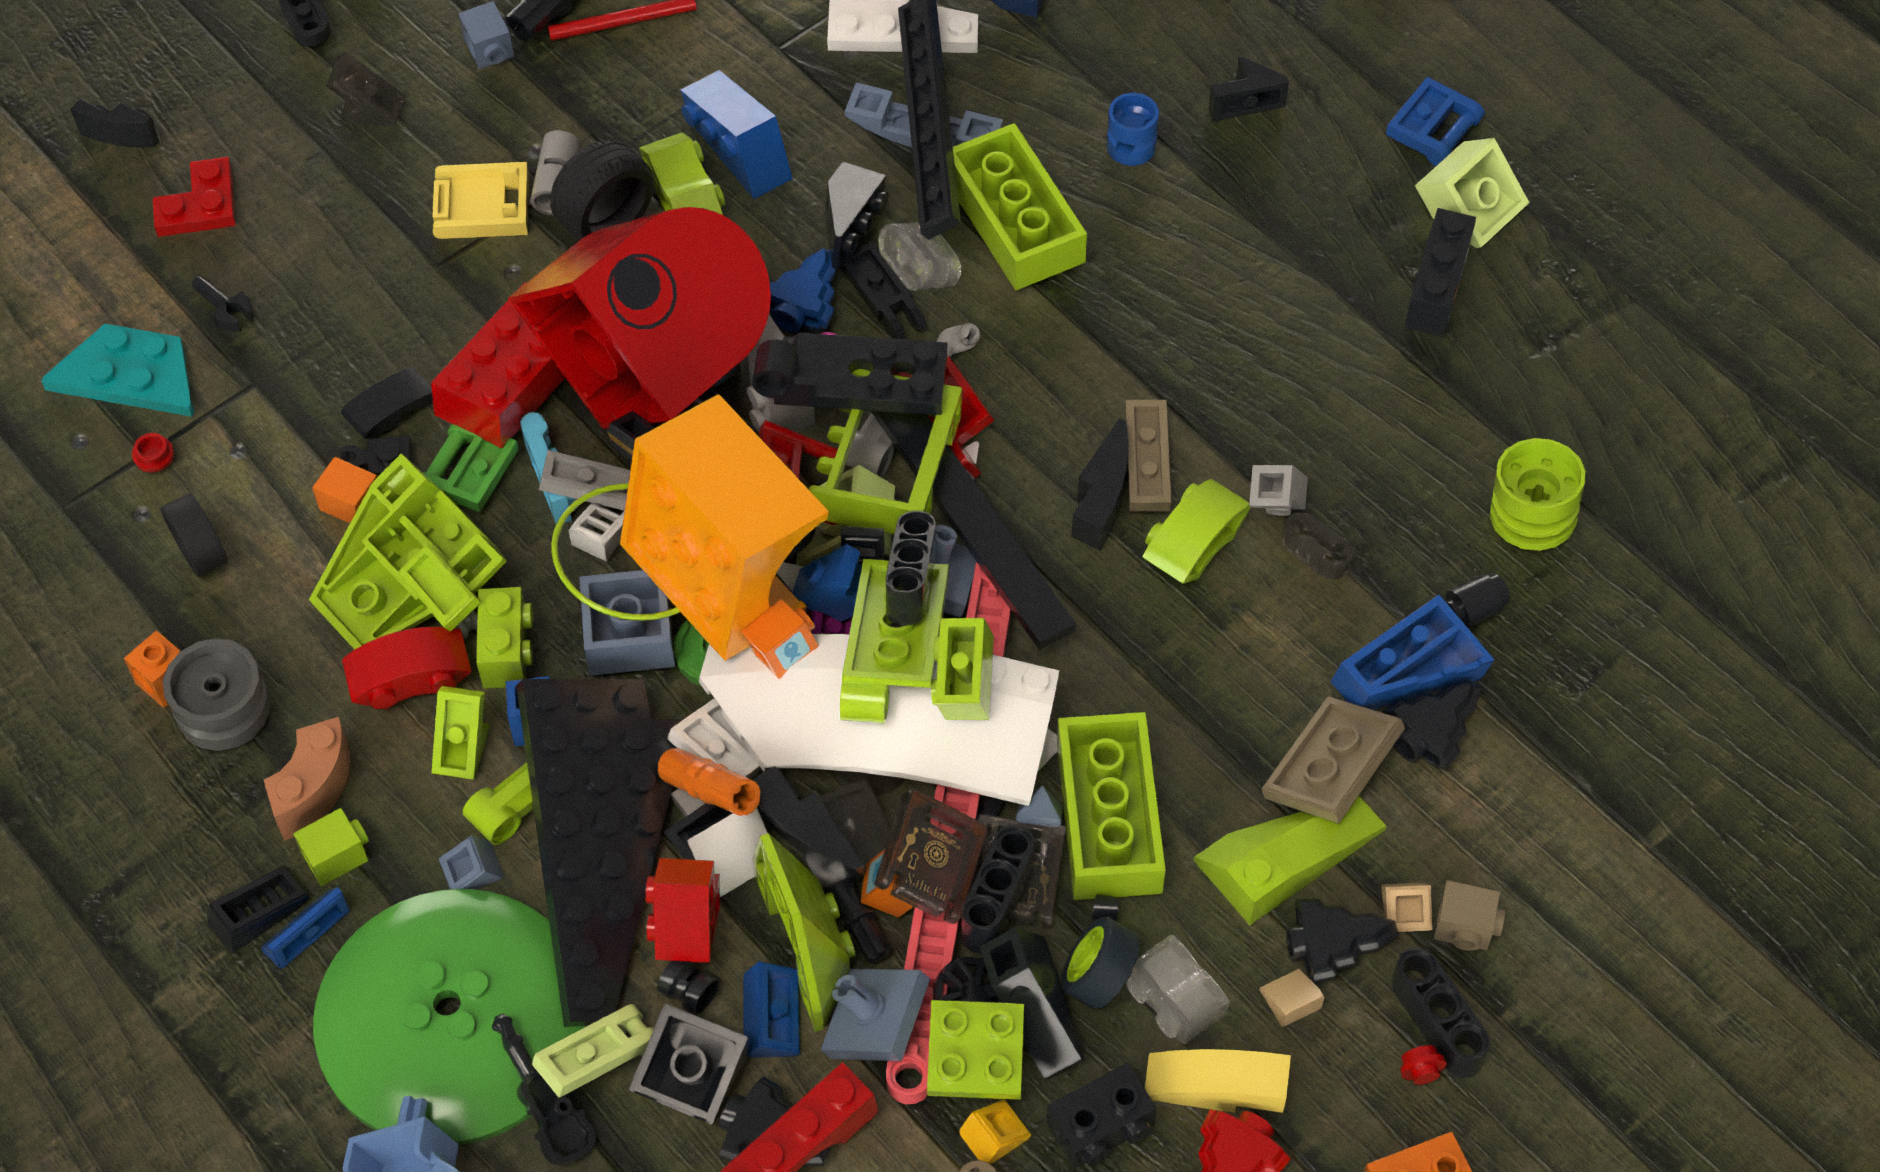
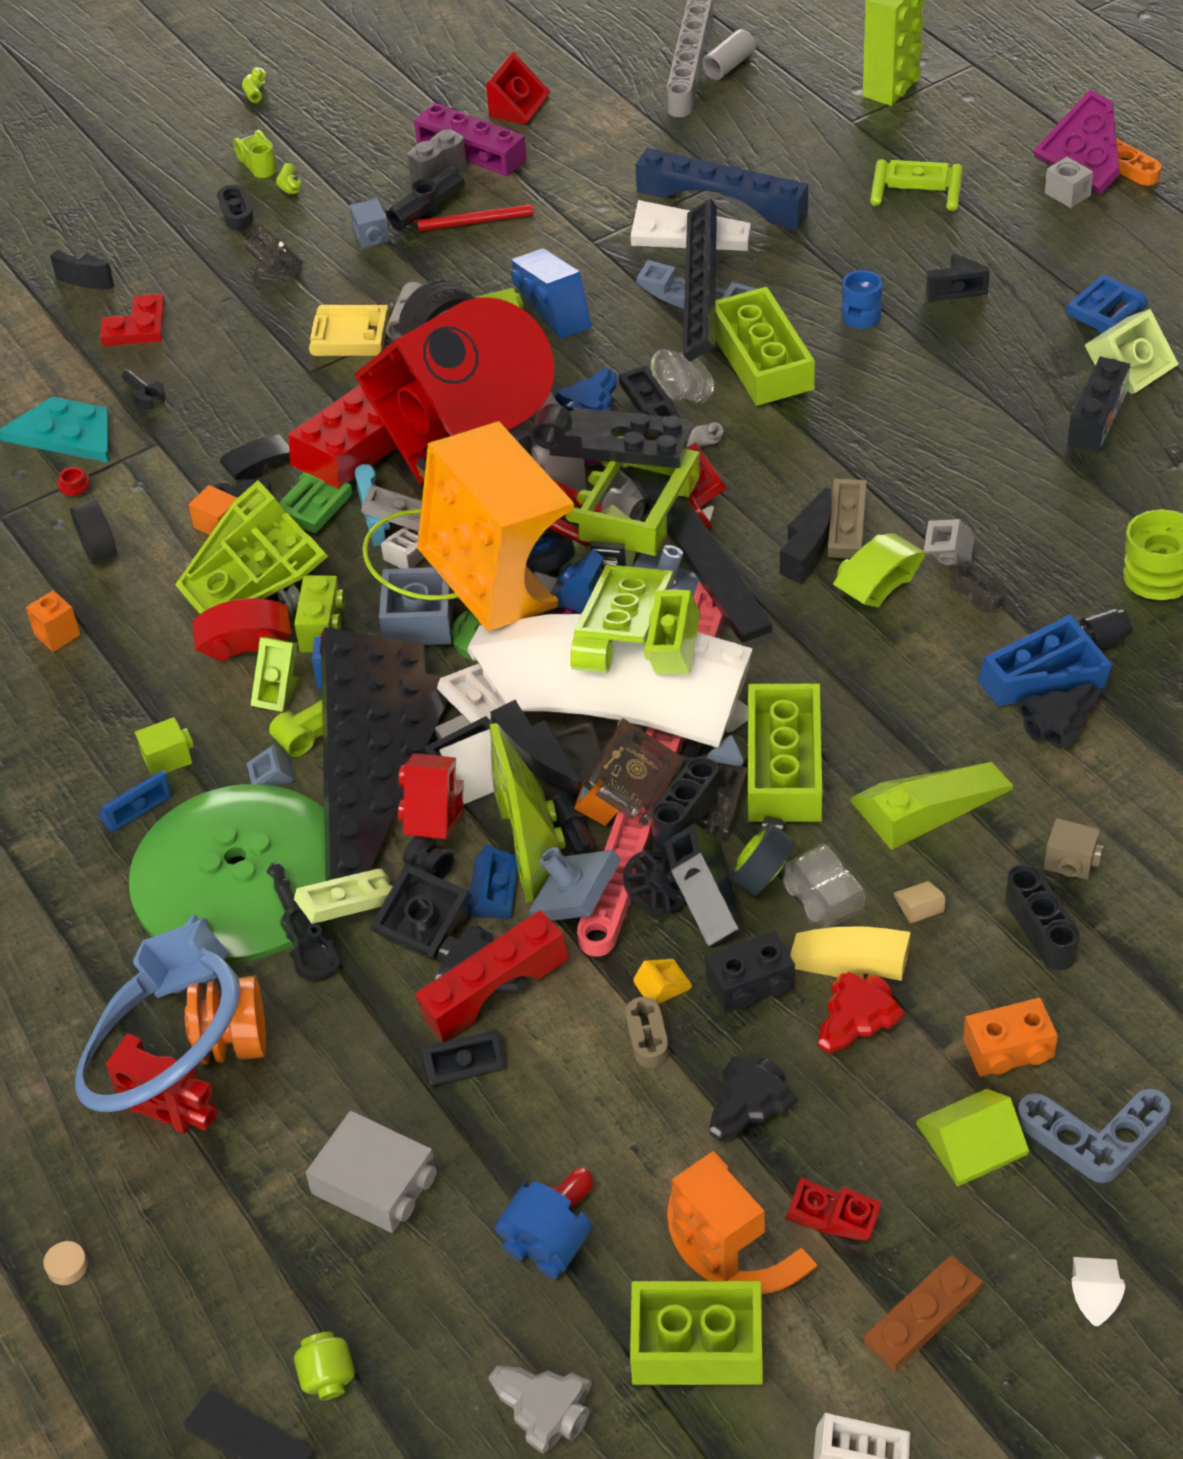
camera: 10 degrees right, 10 degrees down
(217, 694) = (92, 638): dark grey wheel -> none
(250, 927) = (87, 792): black slope -> none
(312, 778) = (156, 697): nougat brick -> none
(439, 587) = (273, 572): lime tile -> none
(709, 781) = (462, 710): orange axle -> none
(781, 637) = (532, 612): orange brick -> none
(851, 205) = (634, 340): slope -> none
(910, 568) = (640, 565): black beam -> none
(975, 1049) = (651, 912): lime plate -> none
(1333, 759) = (972, 732): dark tan tile -> none
(1334, 938) = (960, 859): black rock -> none
(1408, 905) = (1023, 842): tan slope -> none
(1422, 1064) = (1022, 953): red plate -> none

